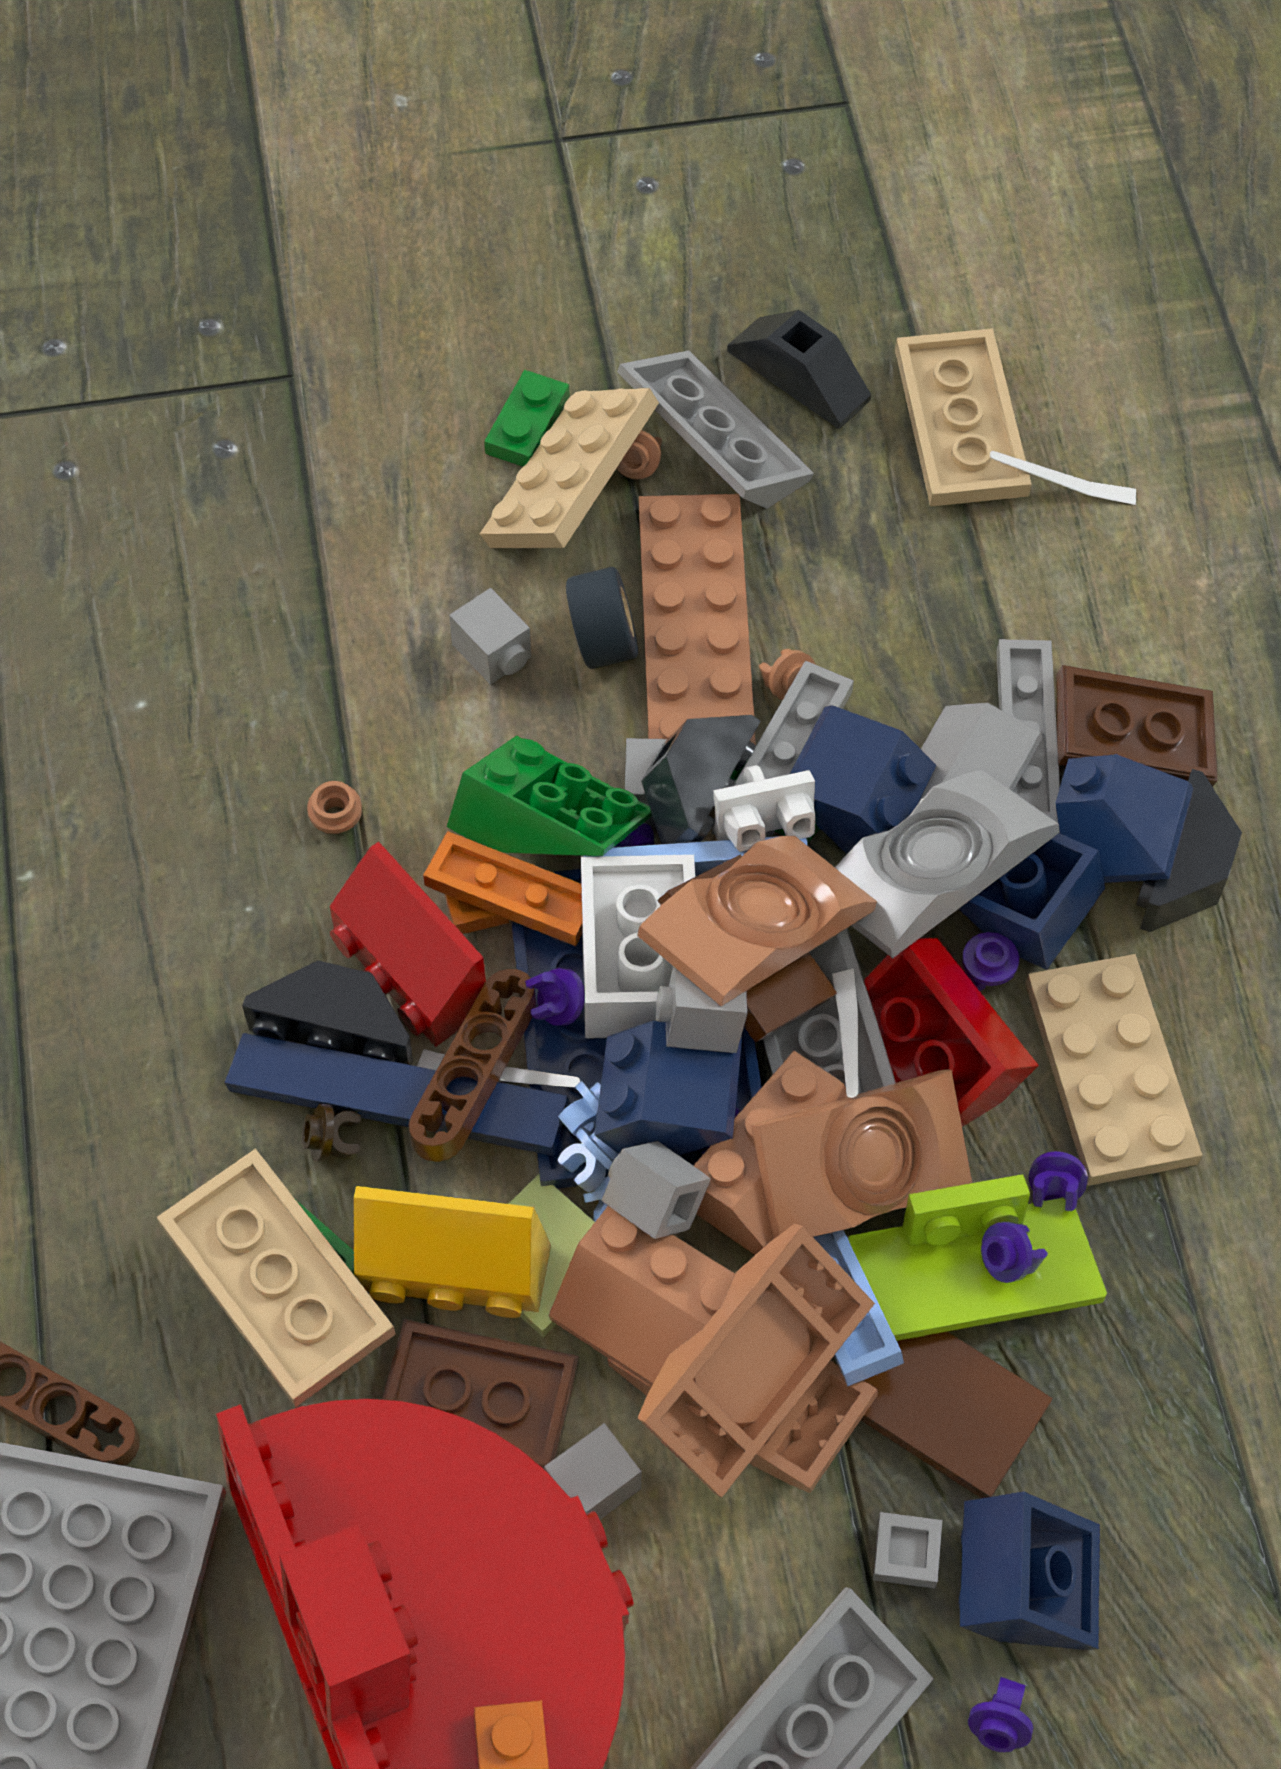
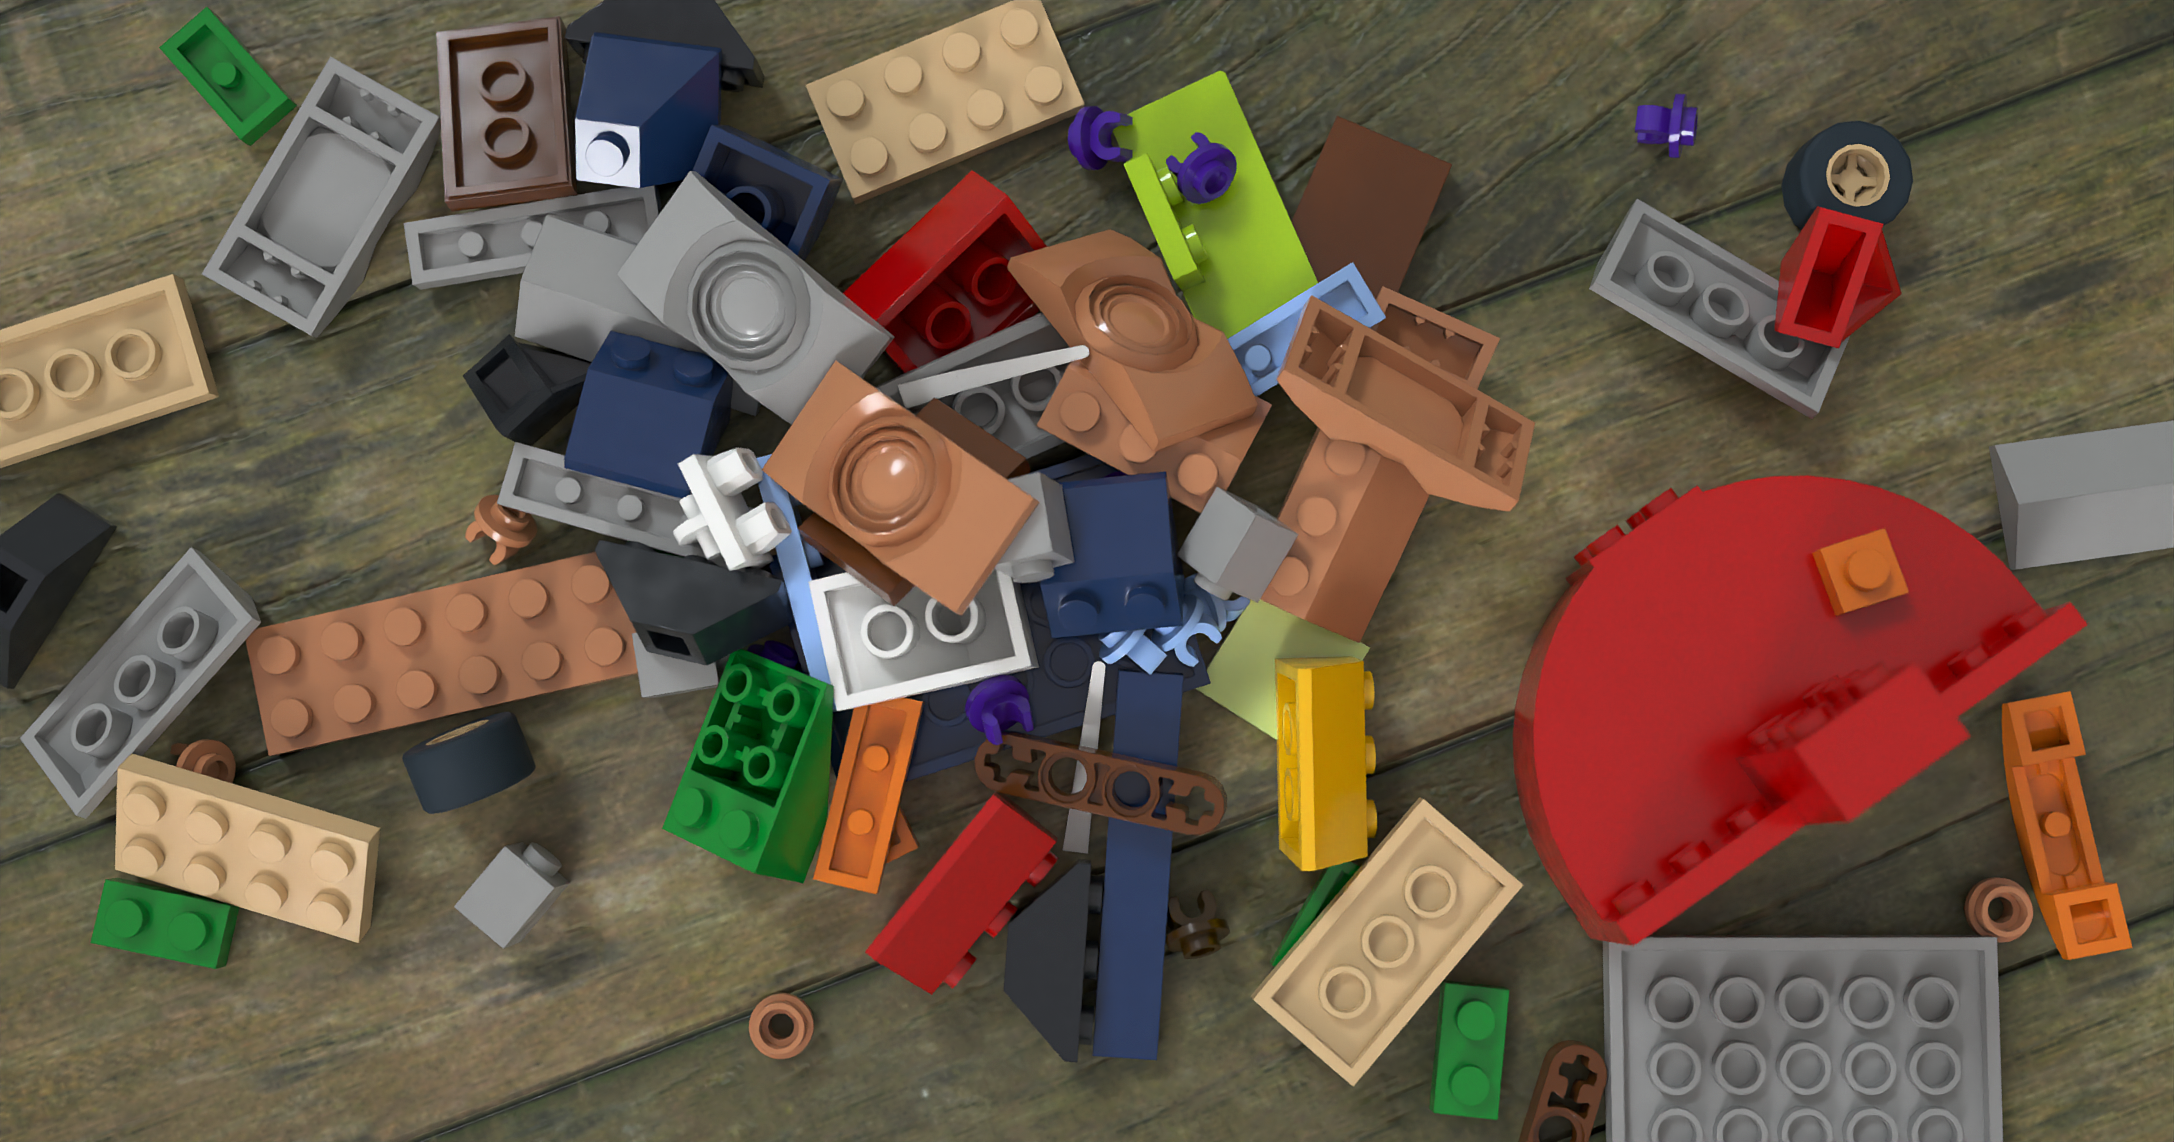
camera: 100 degrees left, 25 degrees up
(157, 1350) = (1469, 1049): none -> green plate
(488, 1380) = (1450, 701): reddish brown tile -> none
(597, 1472) = (1522, 564): light grey brick -> none
(897, 699) = (526, 388): none -> black slope
(907, 1550) = (1524, 238): light grey plate -> none
(990, 959) = (847, 239): dark purple plate -> none
(1030, 1572) = (1526, 116): dark blue slope -> none
(1078, 593) = (325, 198): none -> light grey slope
(1099, 490) = (157, 209): white sticker -> none
(1189, 544) = (228, 76): none -> green plate

